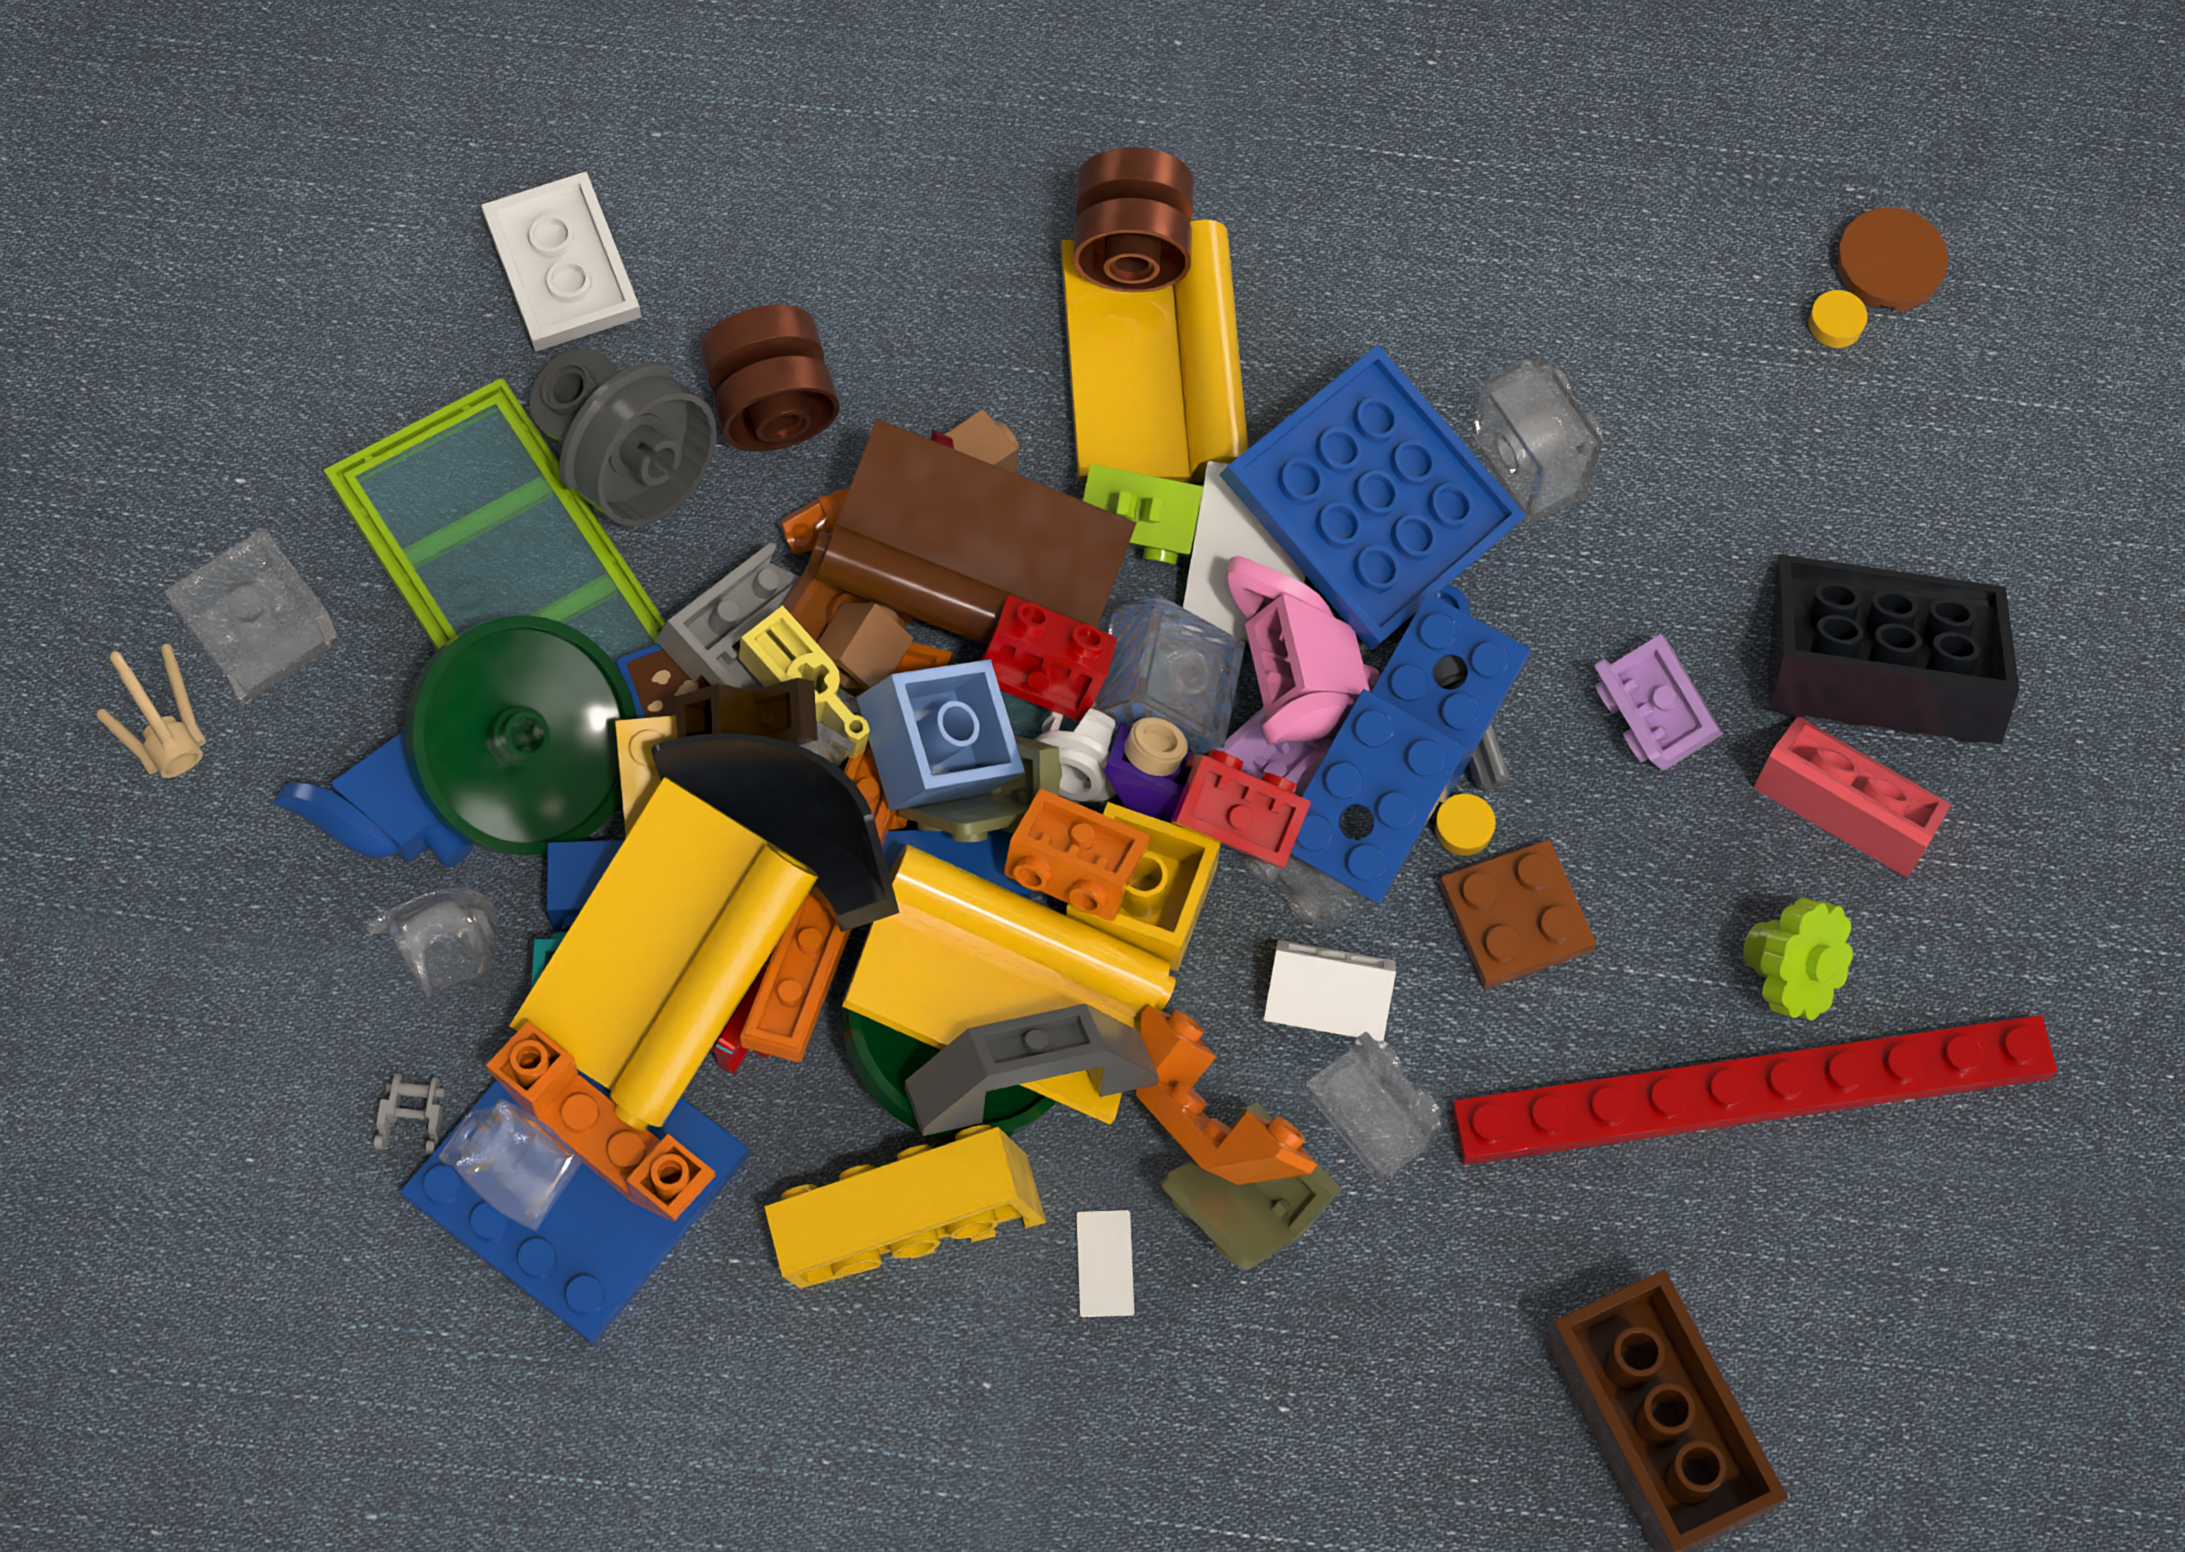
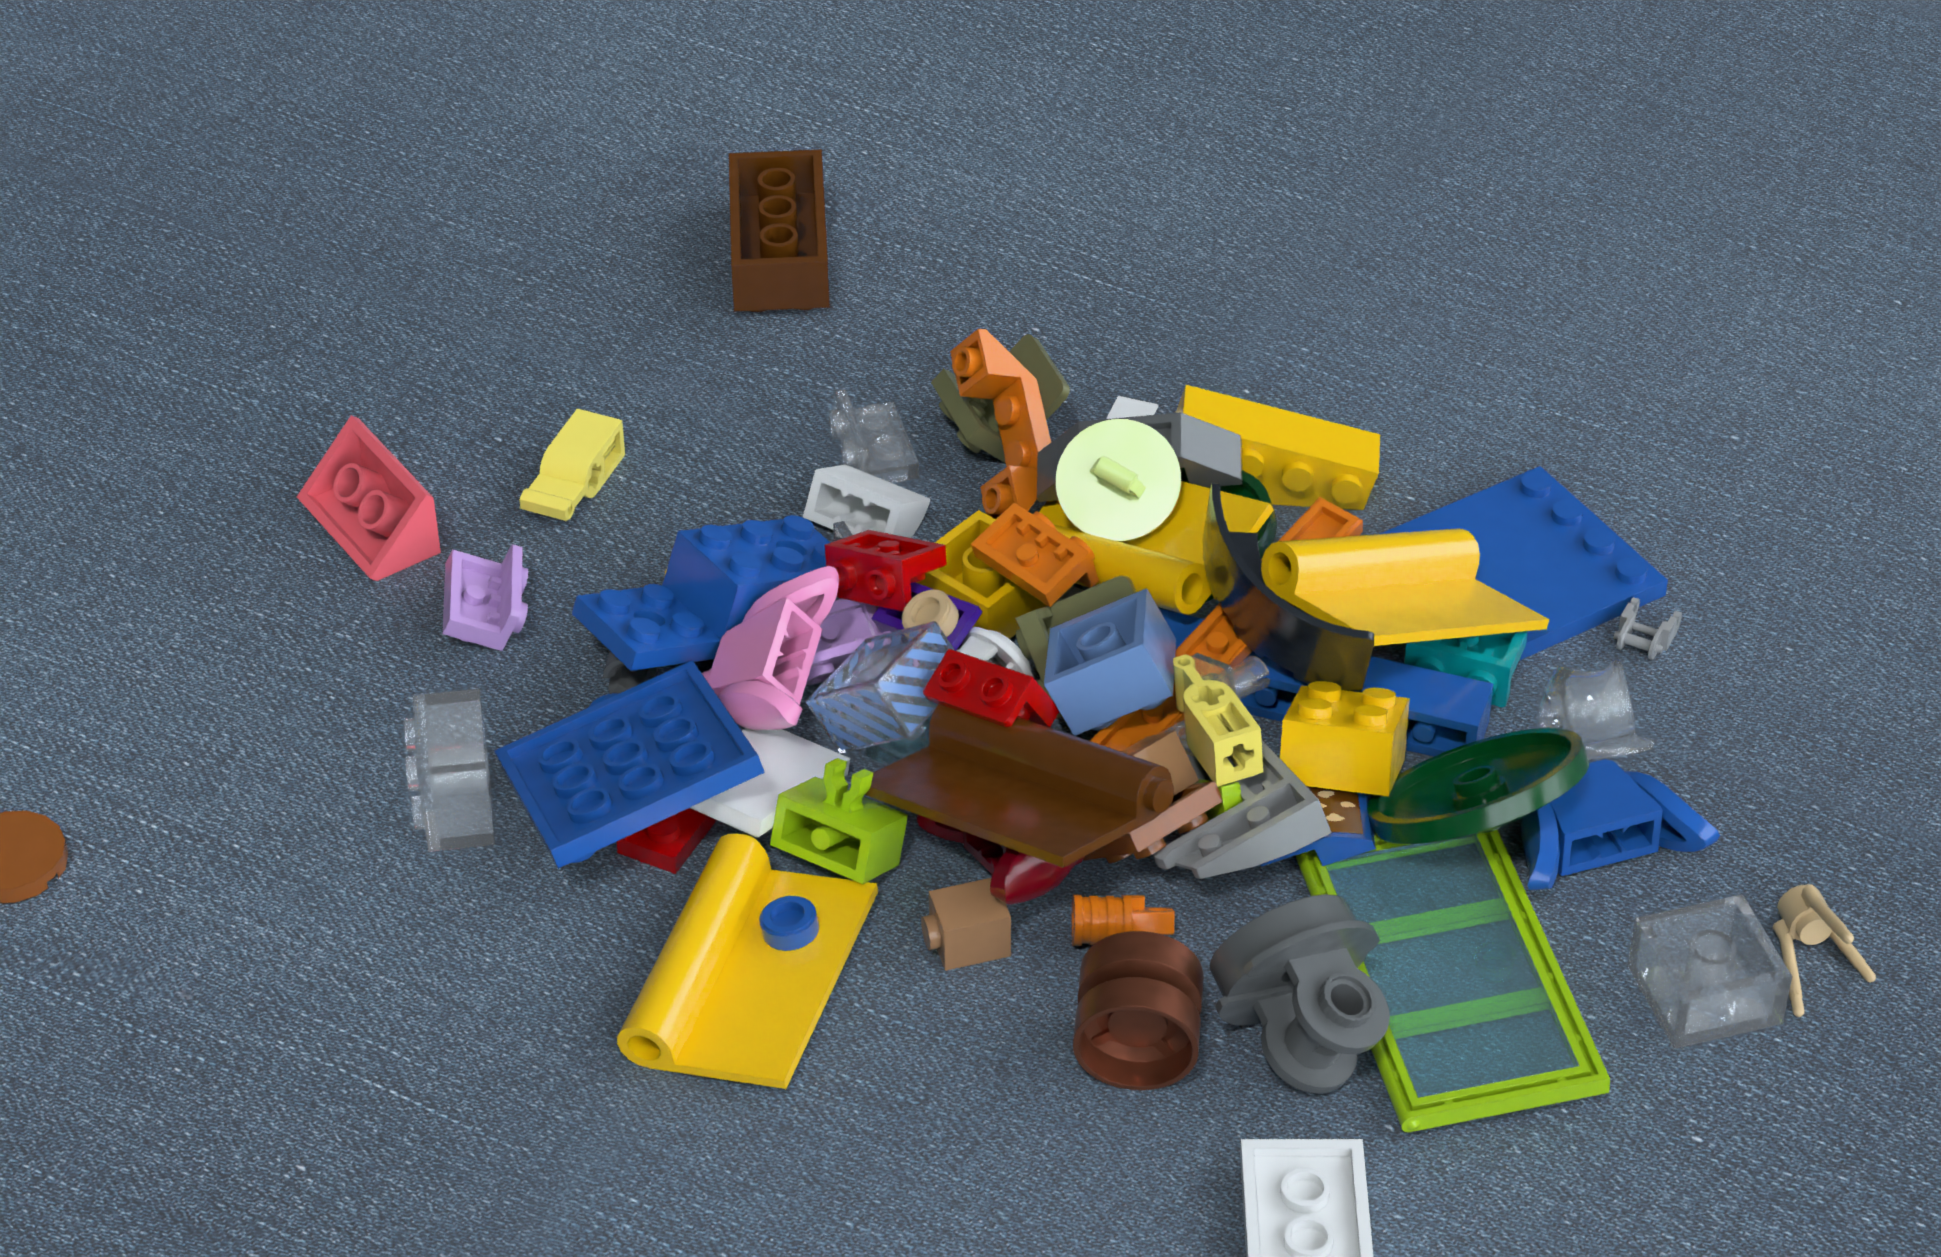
camera: 155 degrees left, 25 degrees down
(512, 1161) = (1571, 537): clear piece -> none
(634, 1162) = (1454, 500): orange slope -> none
(775, 711) = (1283, 684): dark brown brick -> none
(1031, 992) = (1118, 480): none -> yellowish green shield
(1133, 220) = (715, 1019): copper wheel -> none
(1138, 401) = (789, 923): none -> blue tile
(1517, 914) = (680, 505): dark orange plate -> none
(1677, 932) = (575, 464): none -> light yellow piece
(1752, 1090) = (584, 385): red plate -> none
(1801, 957) = (498, 416): lime plant -> none
(1837, 318) = (99, 825): yellow tile -> none
(1891, 650) = (263, 580): black slope -> none

